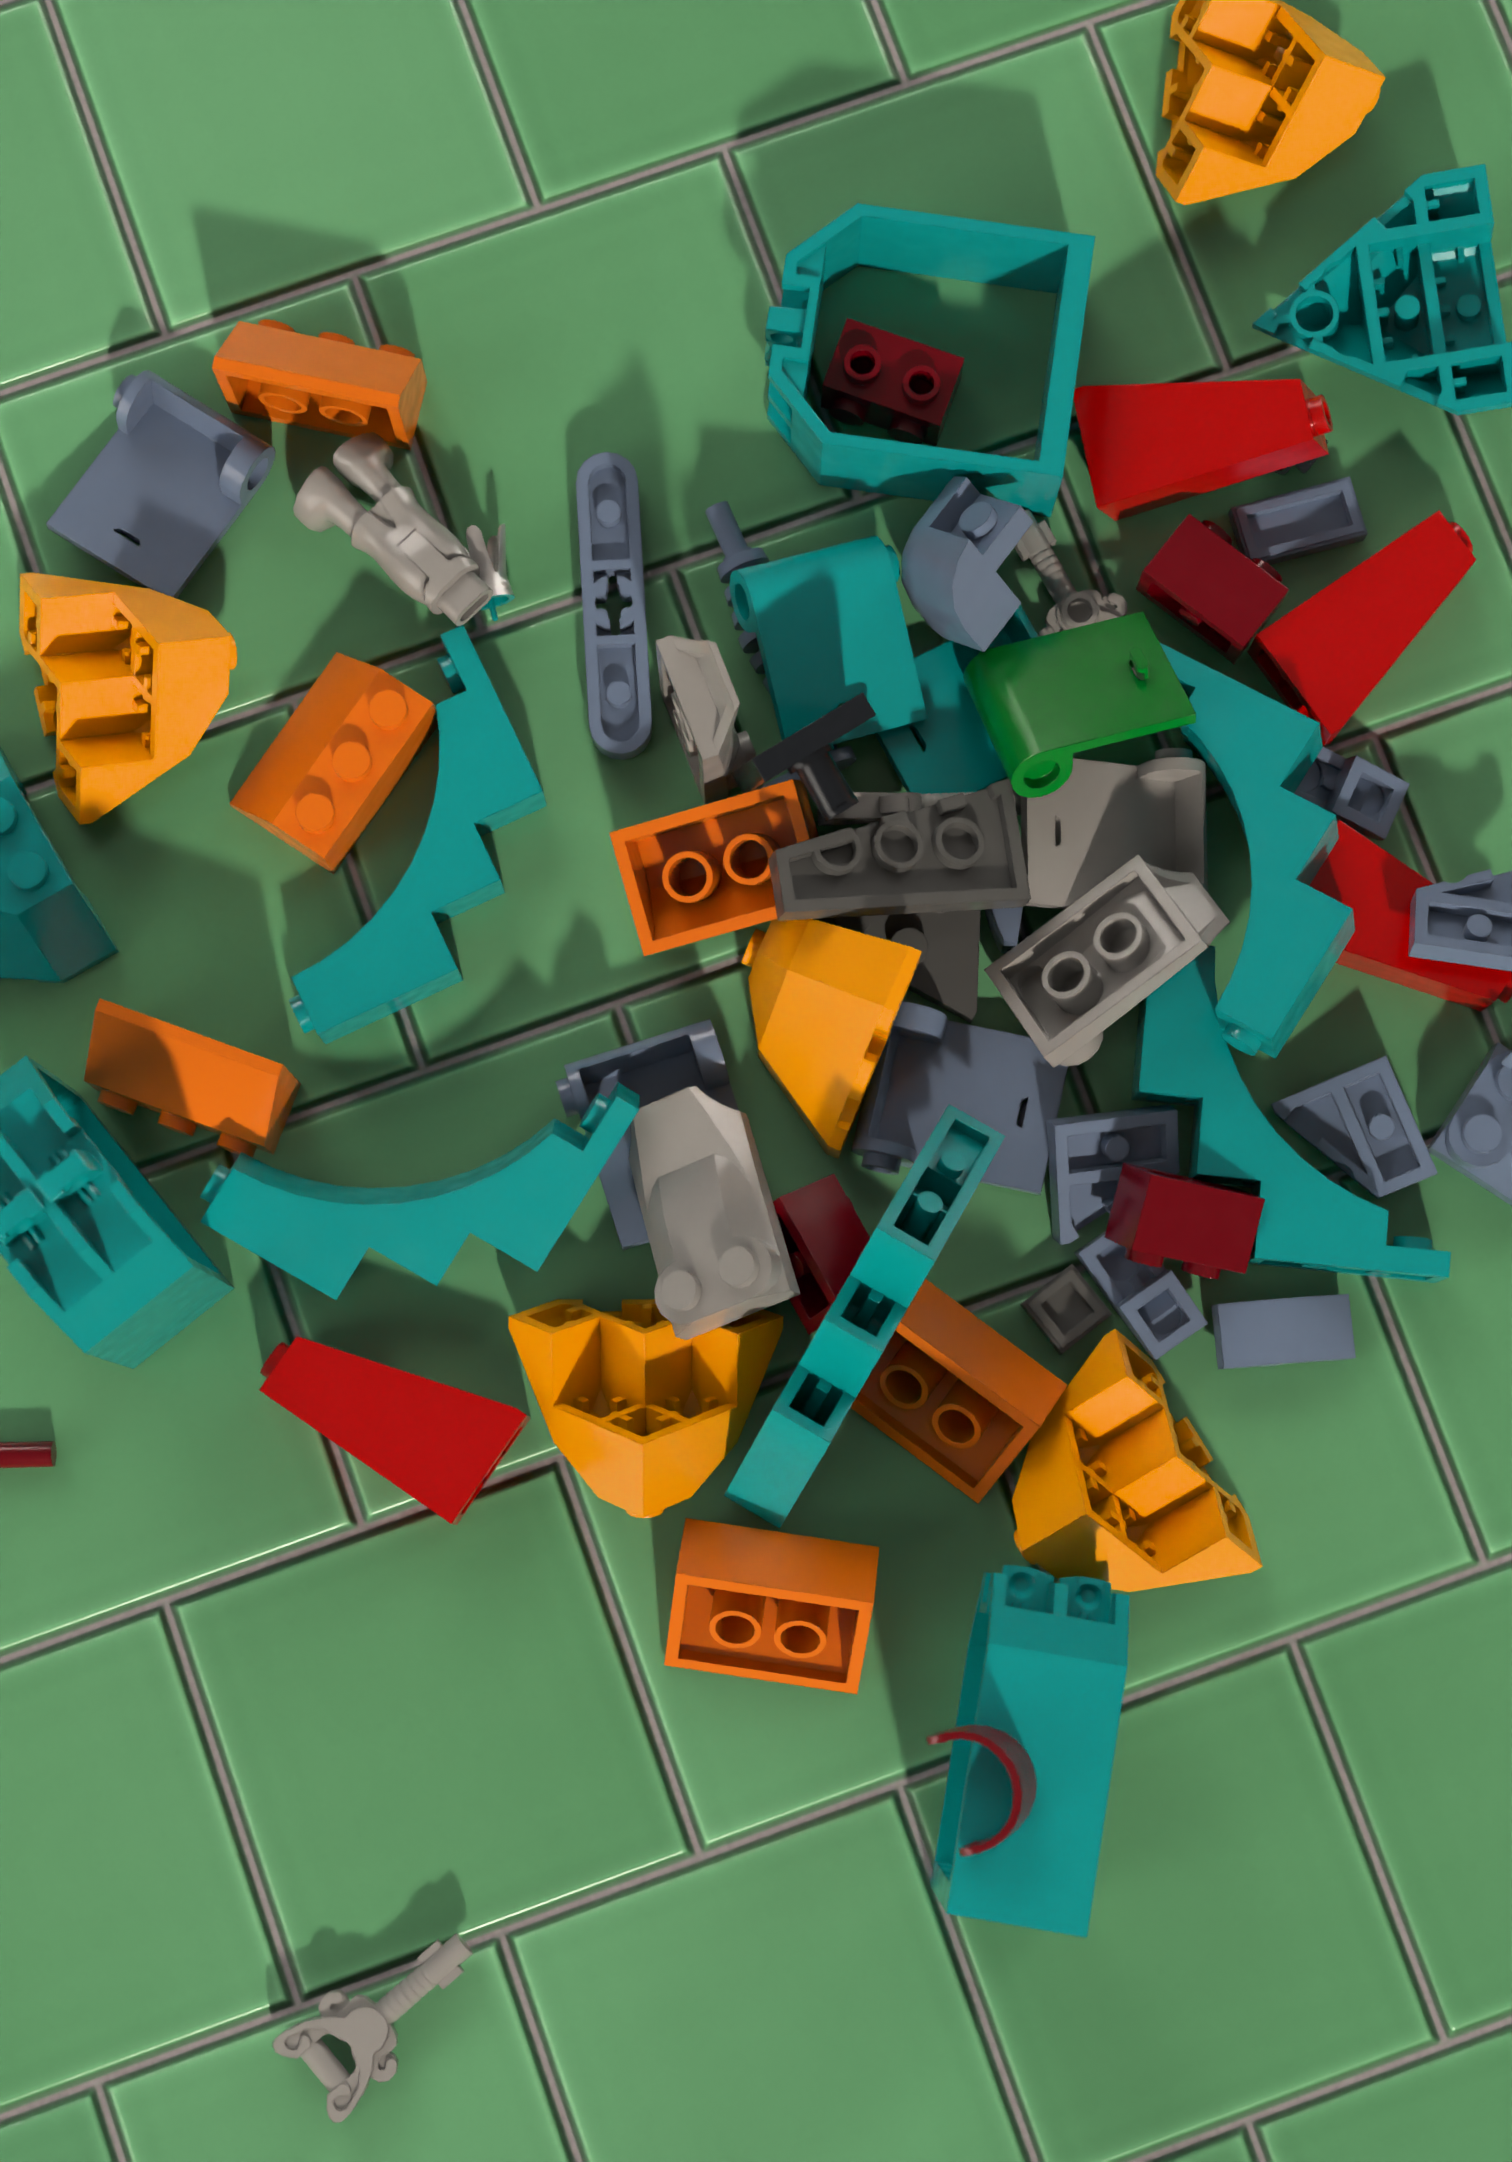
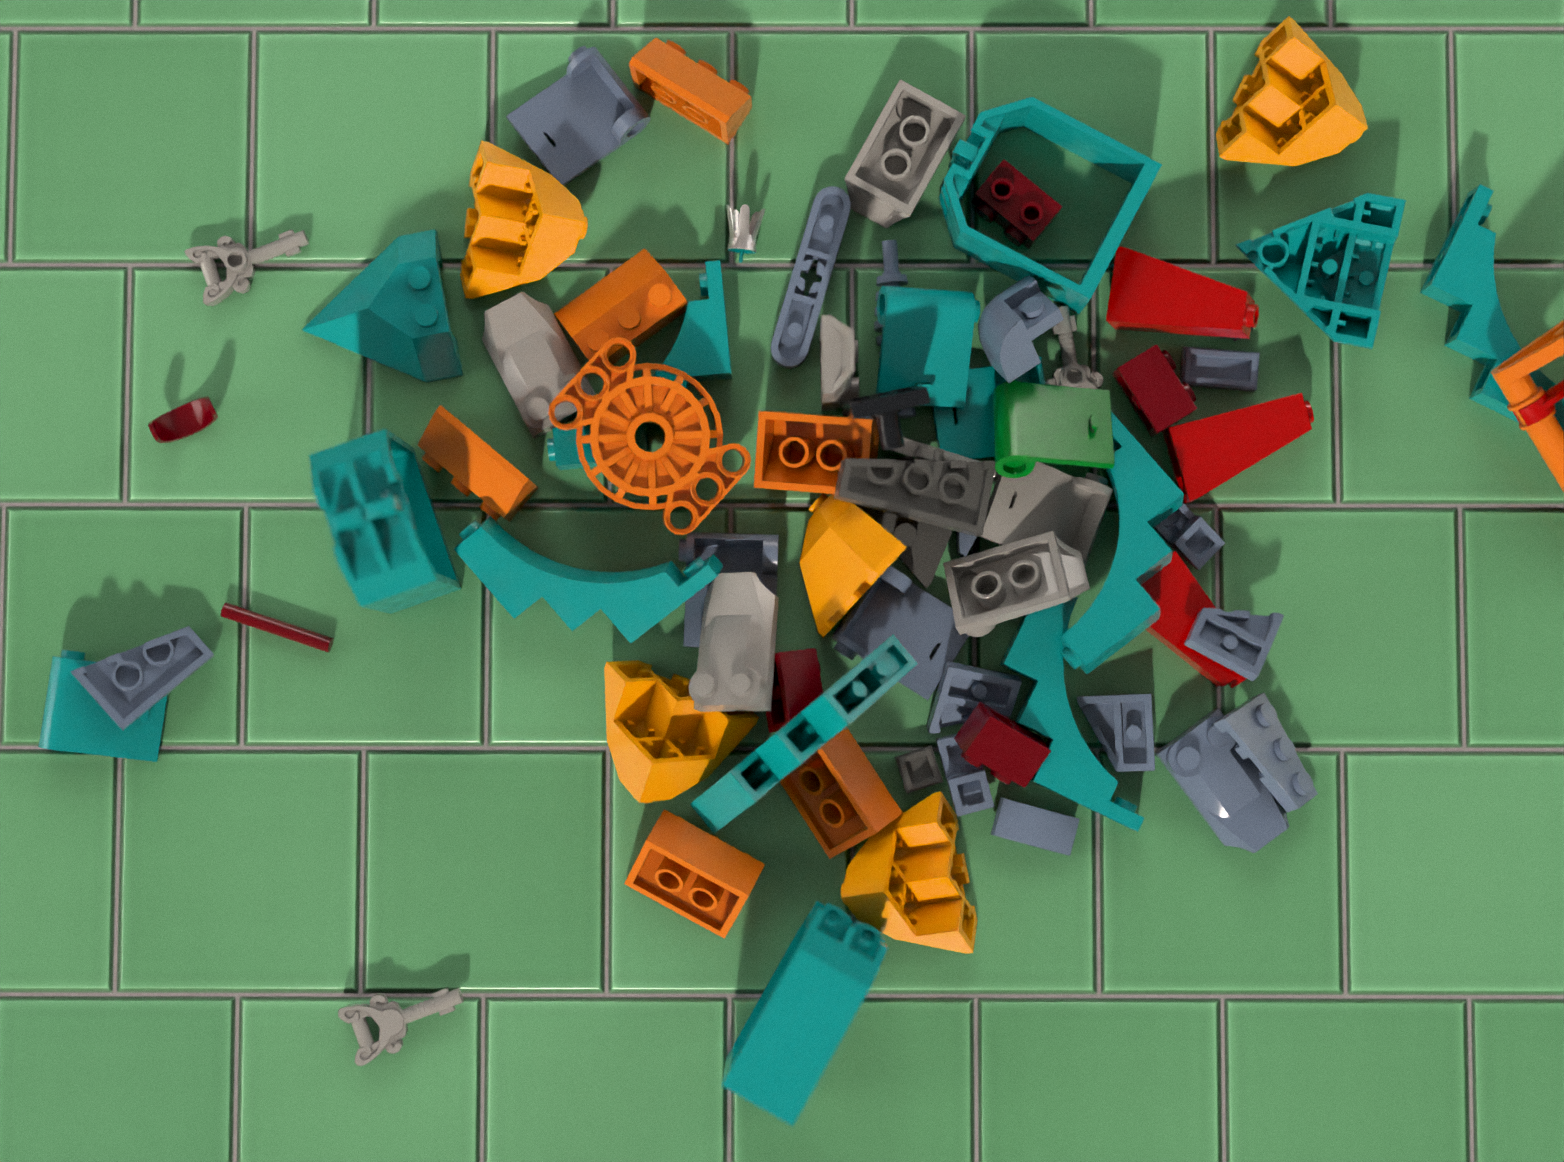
camera: 25 degrees right, 5 degrees up
(230, 890) = (532, 359): none -> light grey slope
(396, 532) = (701, 193): light grey piece -> none
(405, 1427) = (525, 699): red slope -> none
(433, 873) = (685, 448): none -> orange piece
(686, 369) = (901, 155): none -> light grey slope
(1019, 1769) = (788, 1017): dark red helmet -> none

